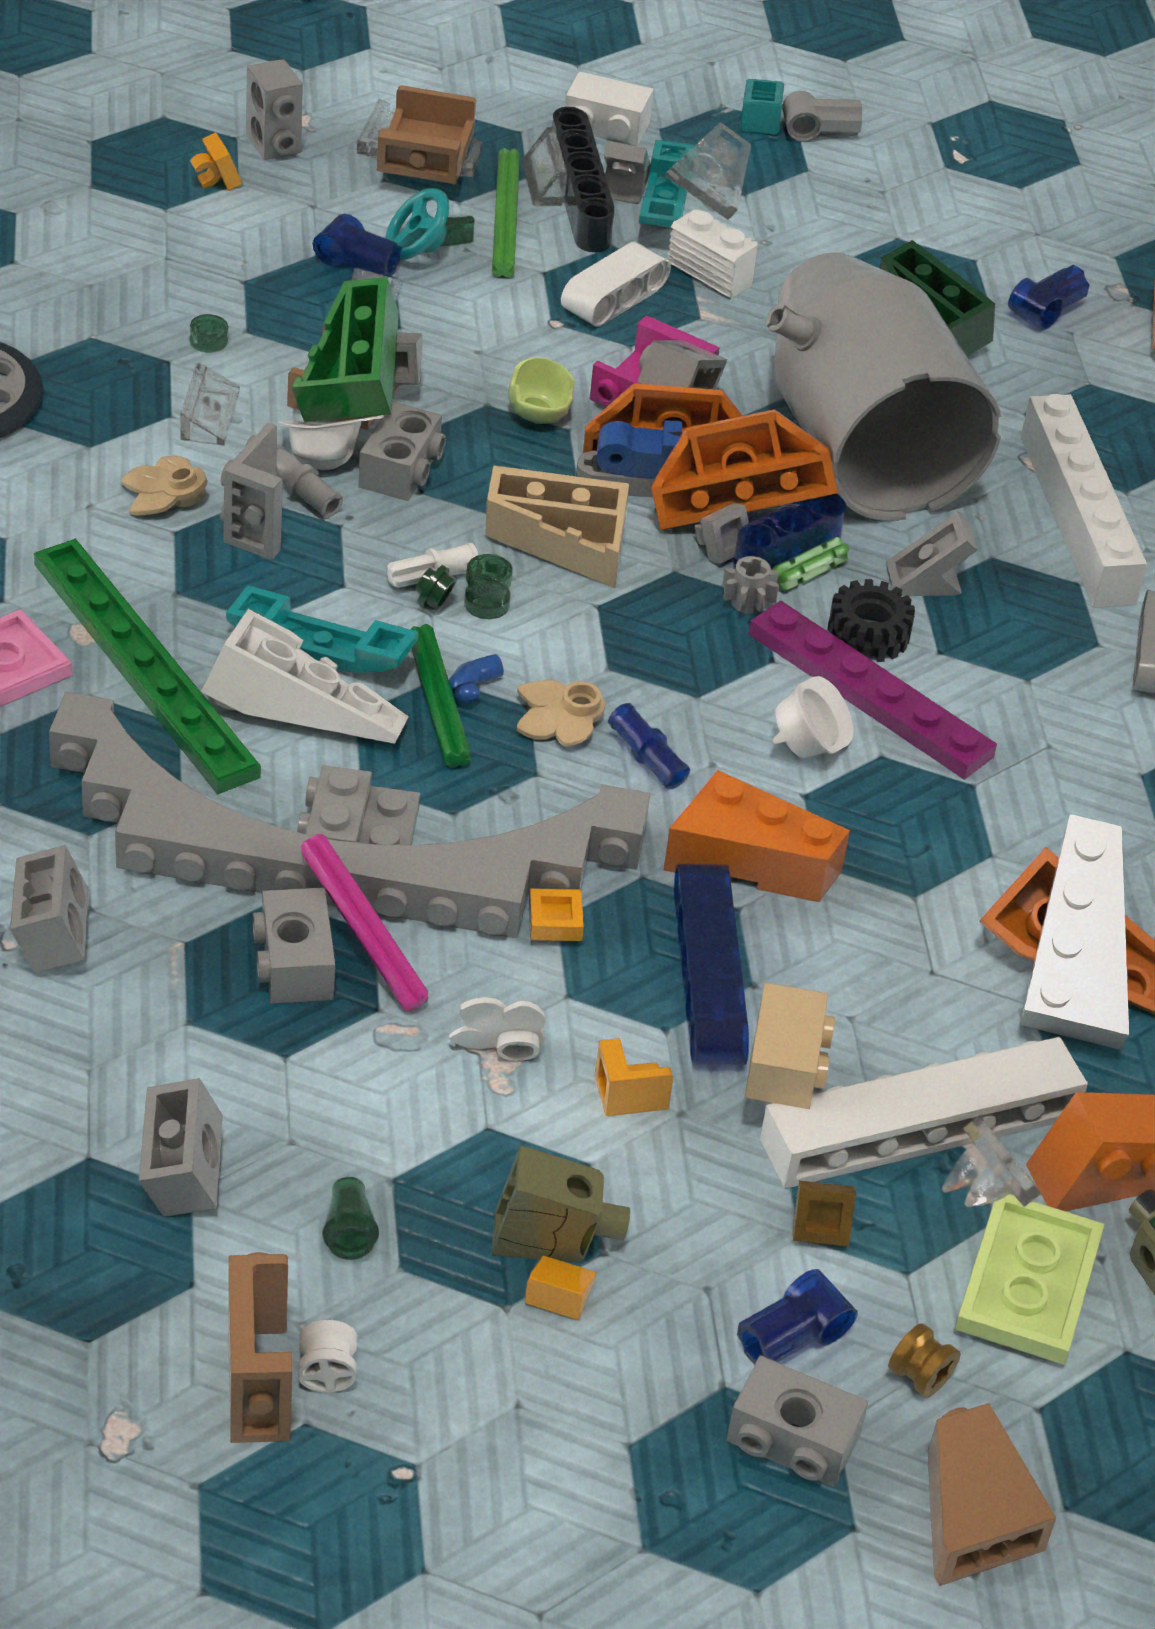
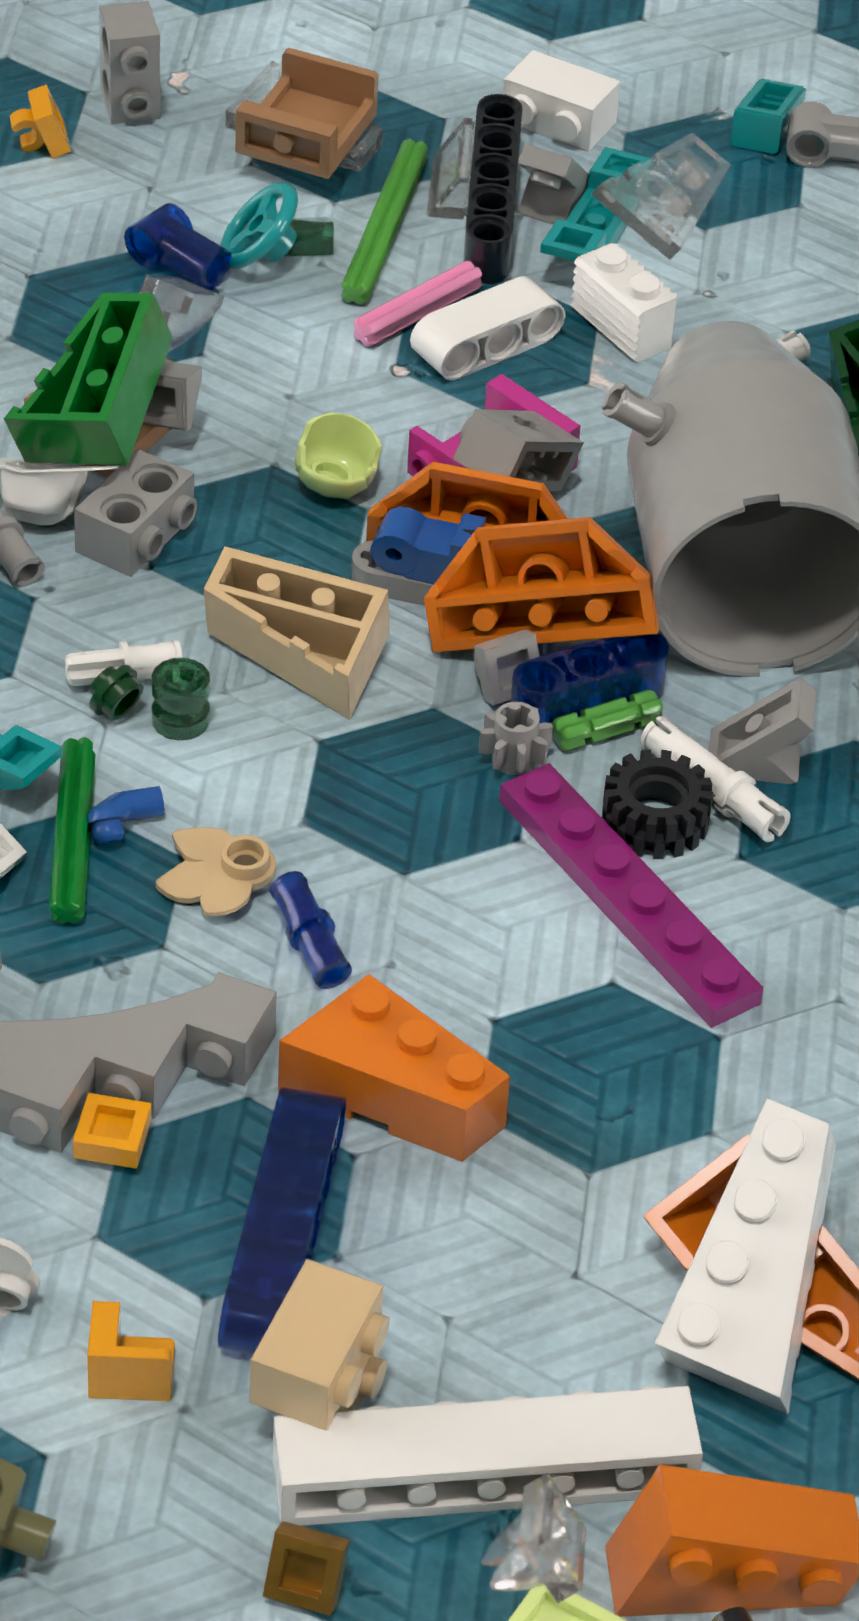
camera: 15 degrees right, 0 degrees up
(553, 271) = (417, 303): none -> bright pink axle
(814, 719) = (533, 923): white piece -> none
(928, 606) = (731, 790): none -> white pin

